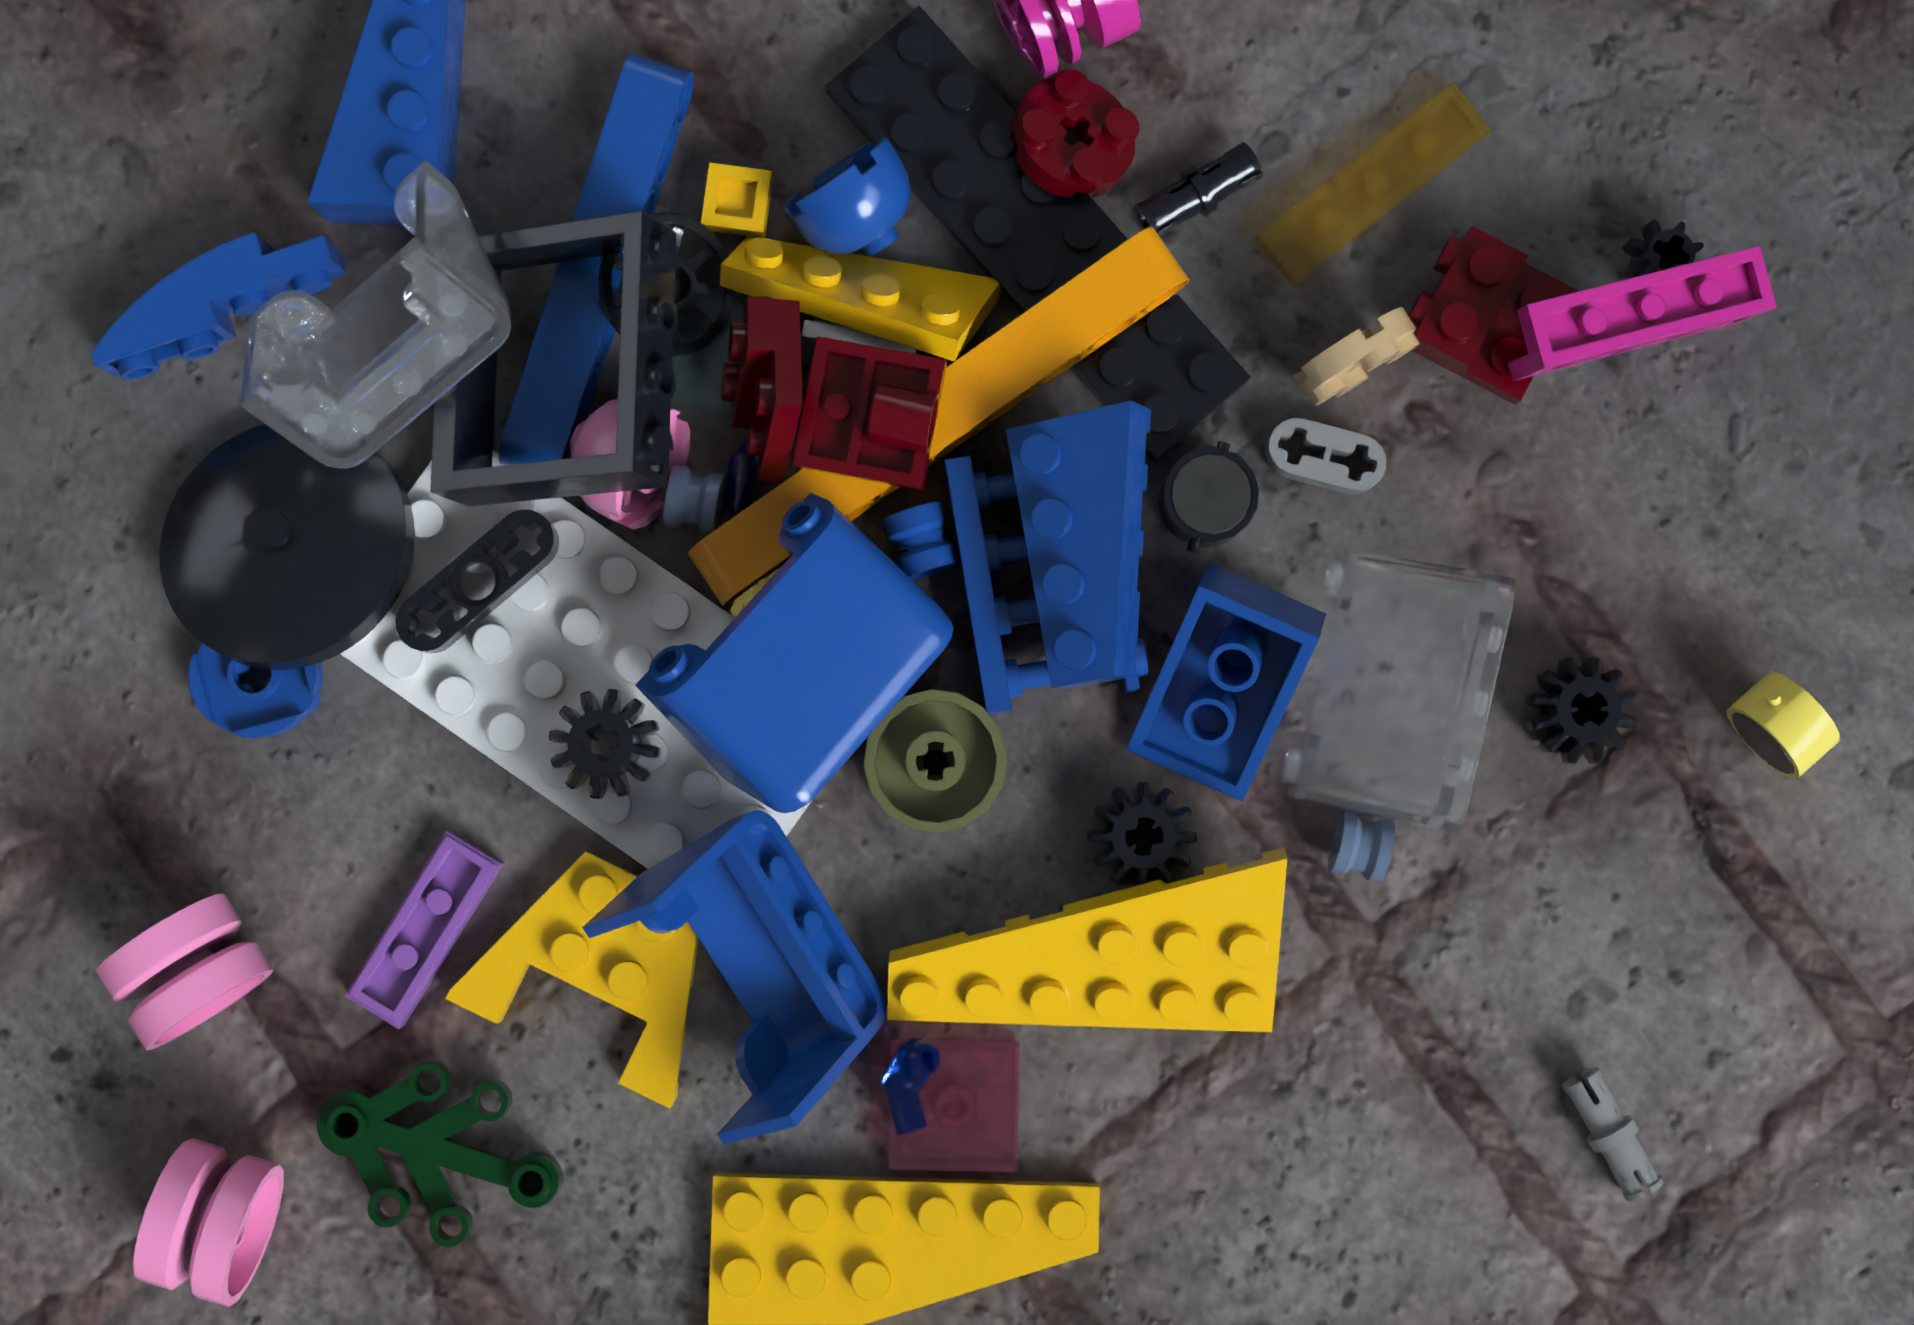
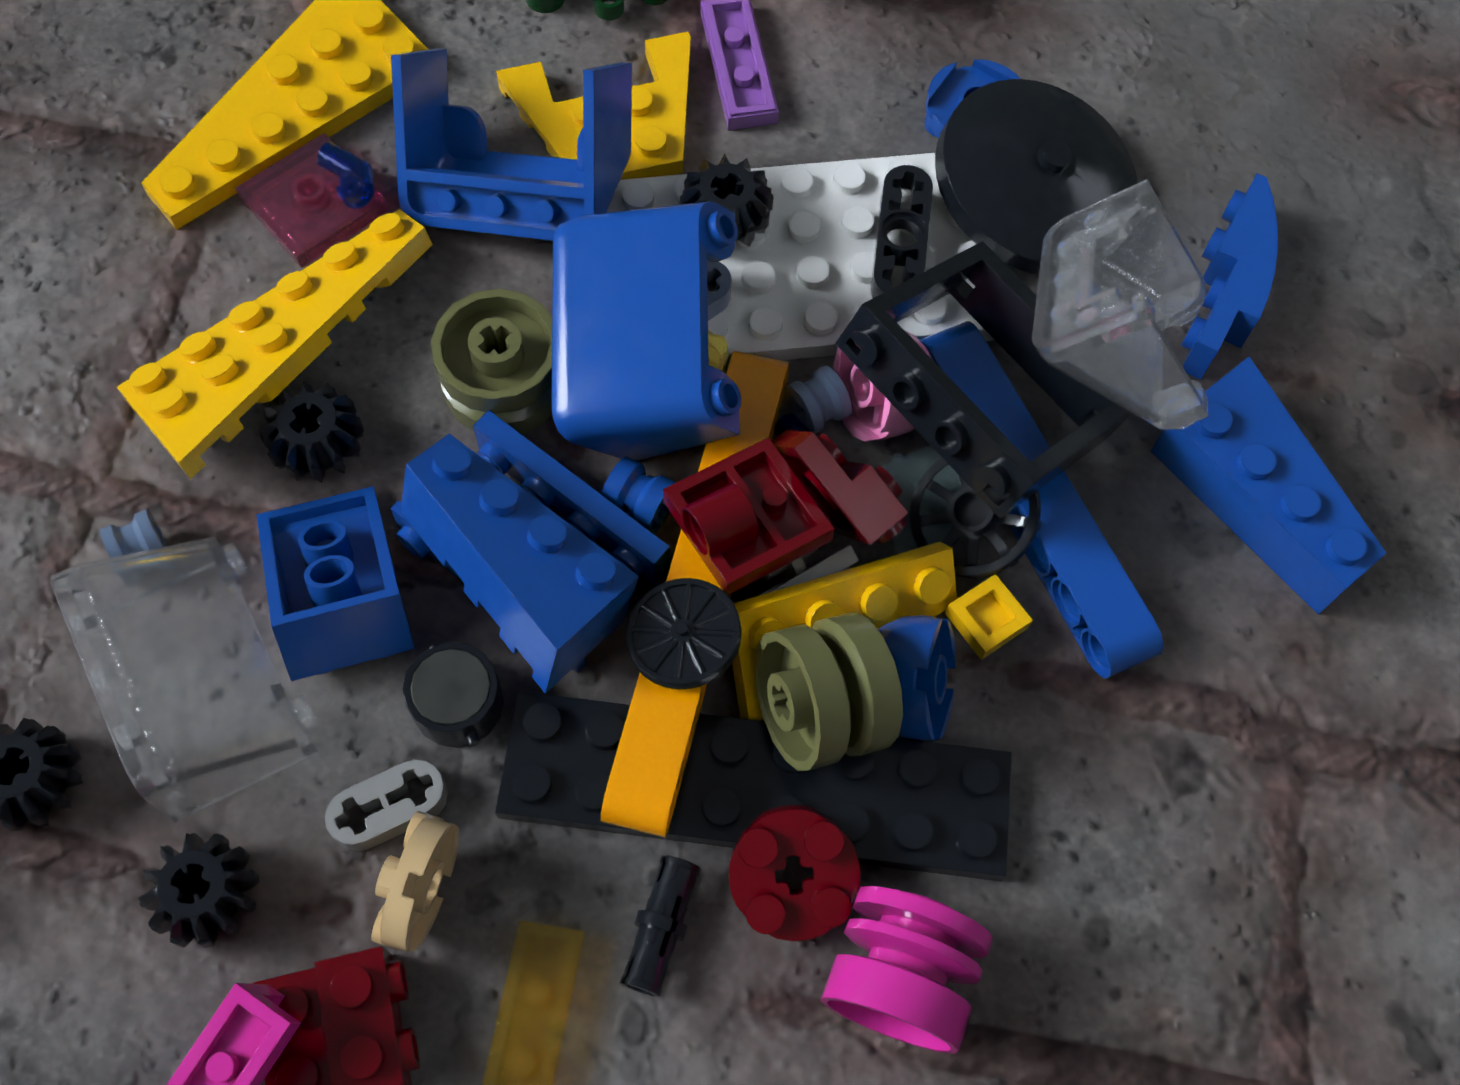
camera: 135 degrees right, 20 degrees down
(940, 220) = (828, 690): none -> olive wheel
(1009, 357) = (683, 633): none -> black wheel
(1528, 517) = (199, 916): none -> black gear

